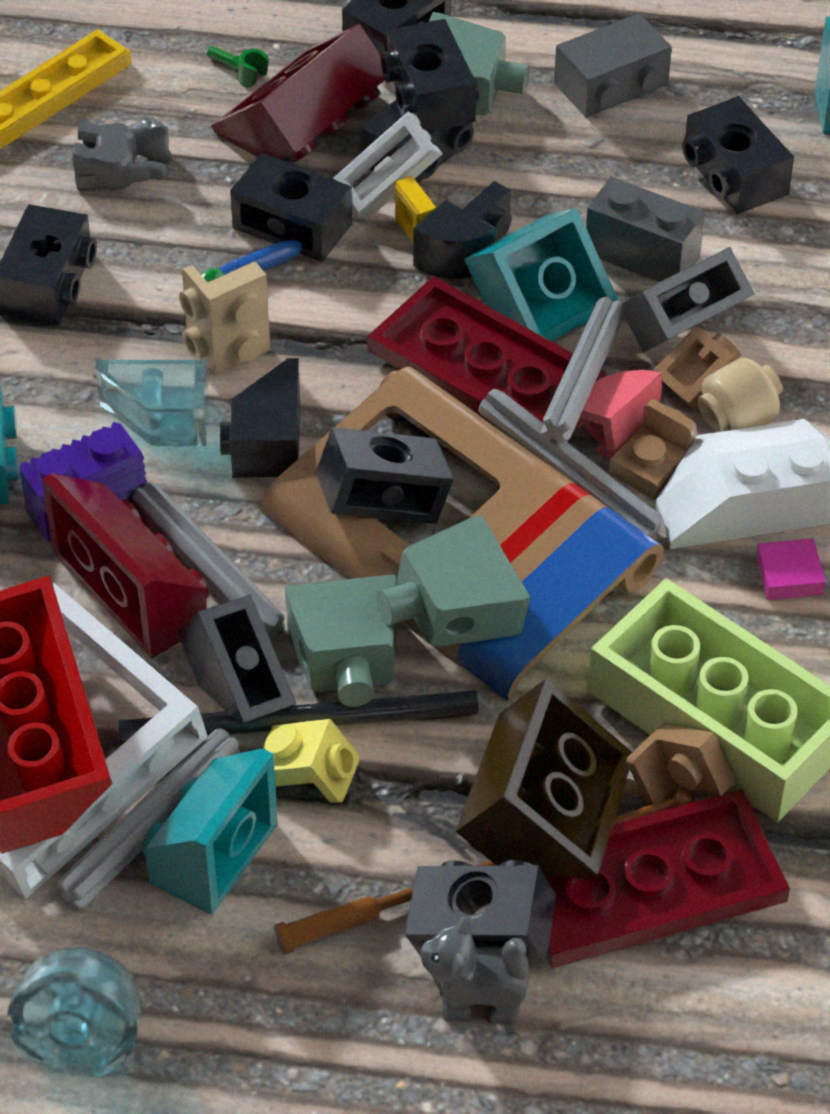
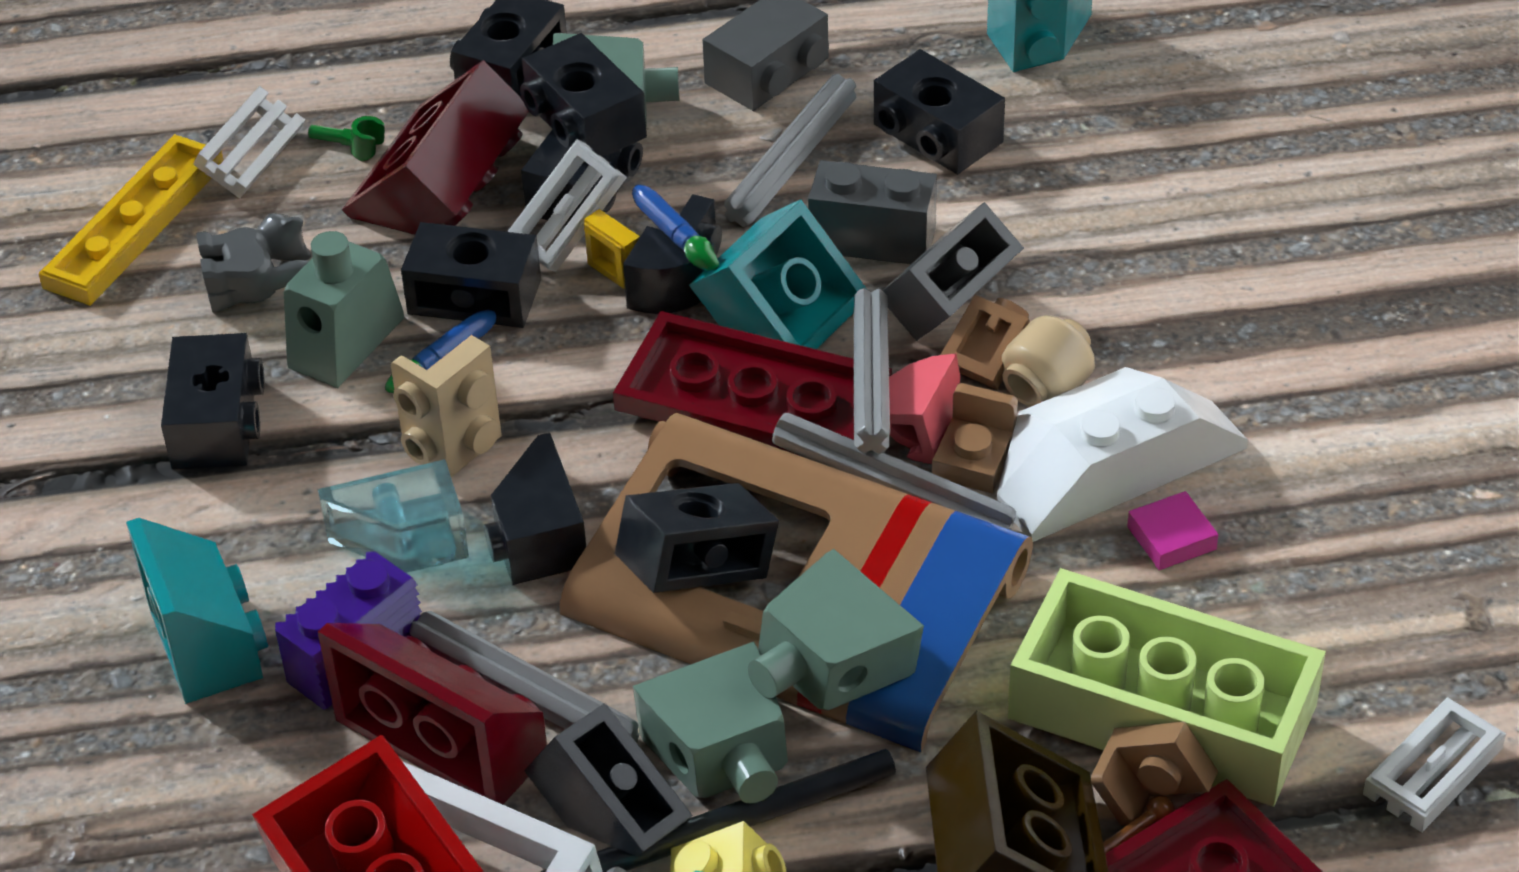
camera: 15 degrees left, 5 degrees down
(170, 211) = (338, 309): none -> sand green torso
(182, 29) = (271, 115): none -> white tile
(476, 229) = (696, 248): none -> blue piece
(600, 159) = (790, 150): none -> light grey axle

